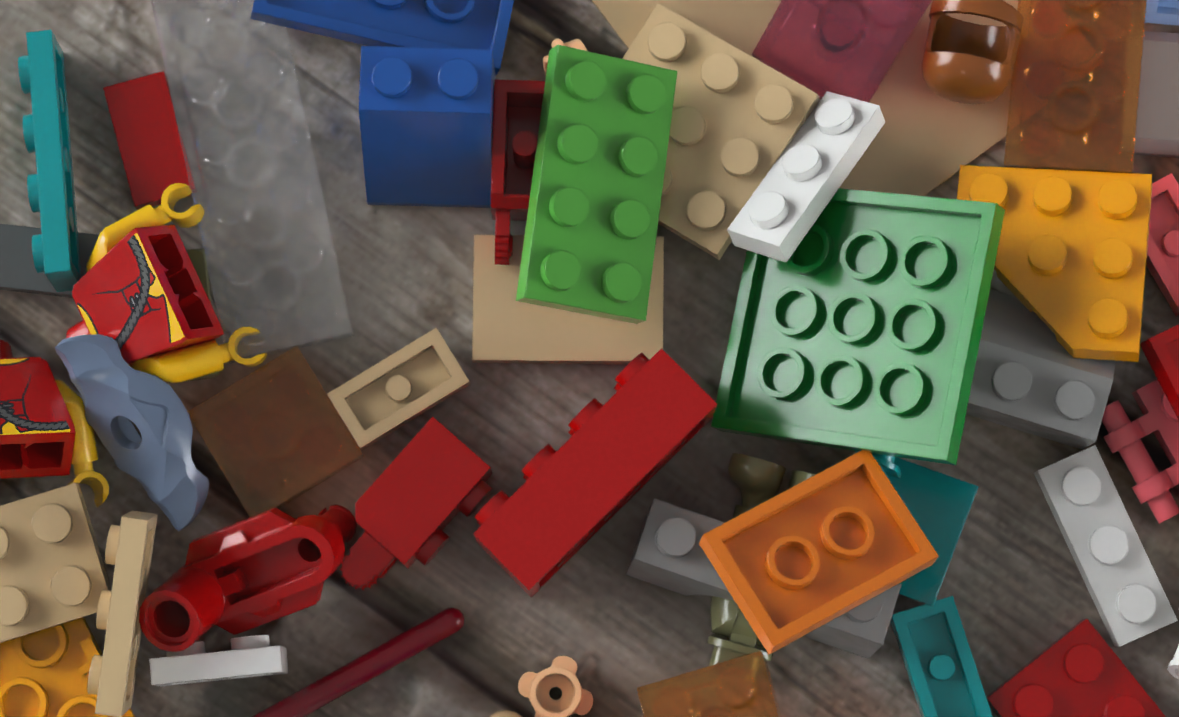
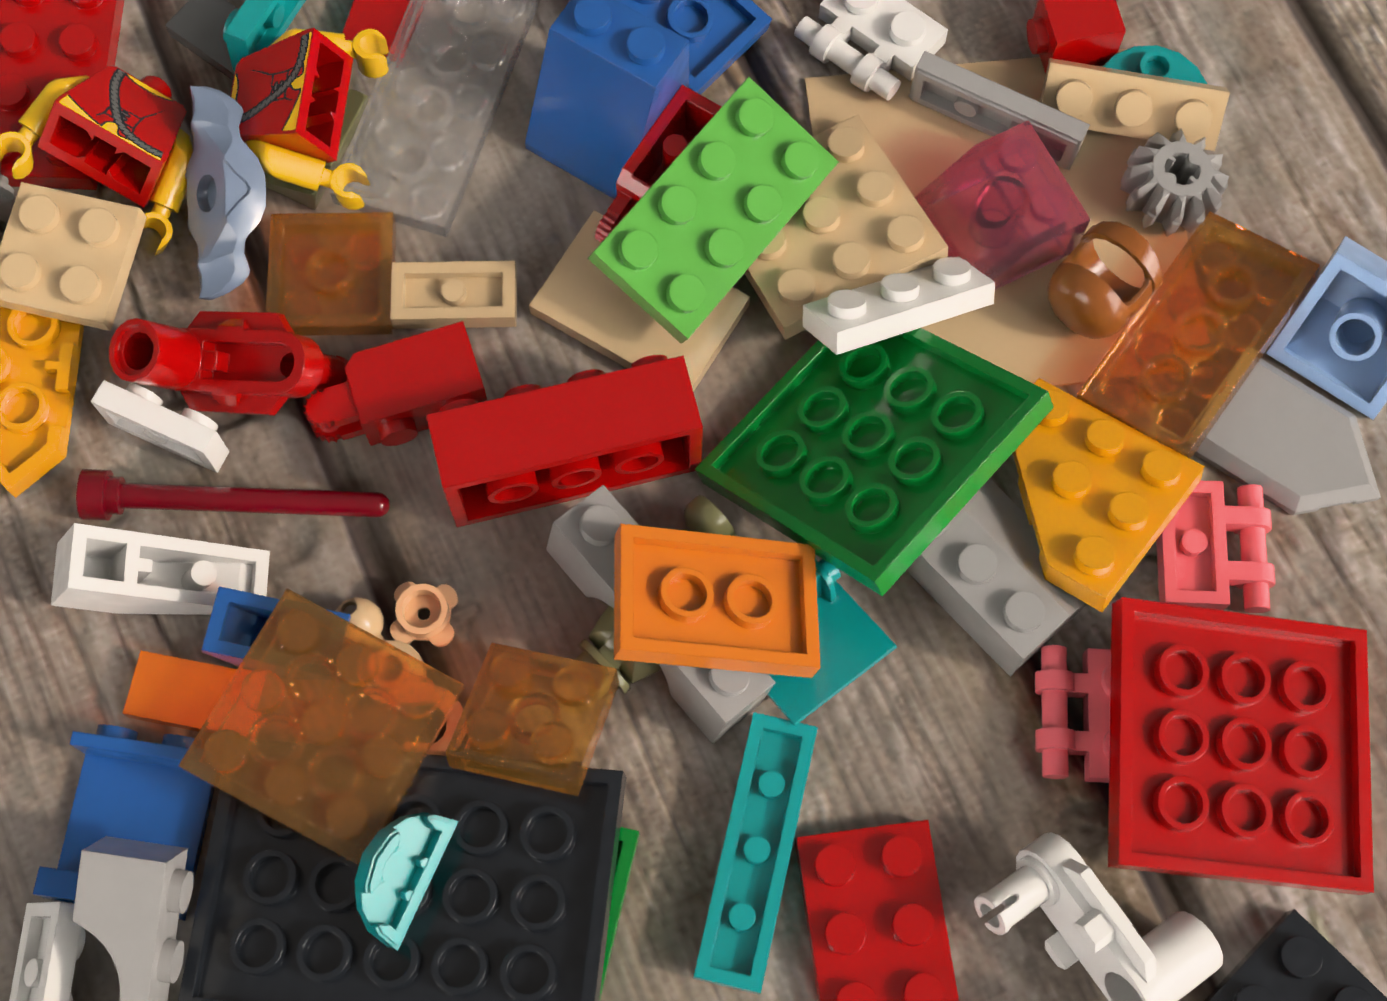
camera: 30 degrees right, 10 degrees down
(114, 673) = (80, 358): tan plate -> none
(1105, 546) = (982, 770): white plate -> none

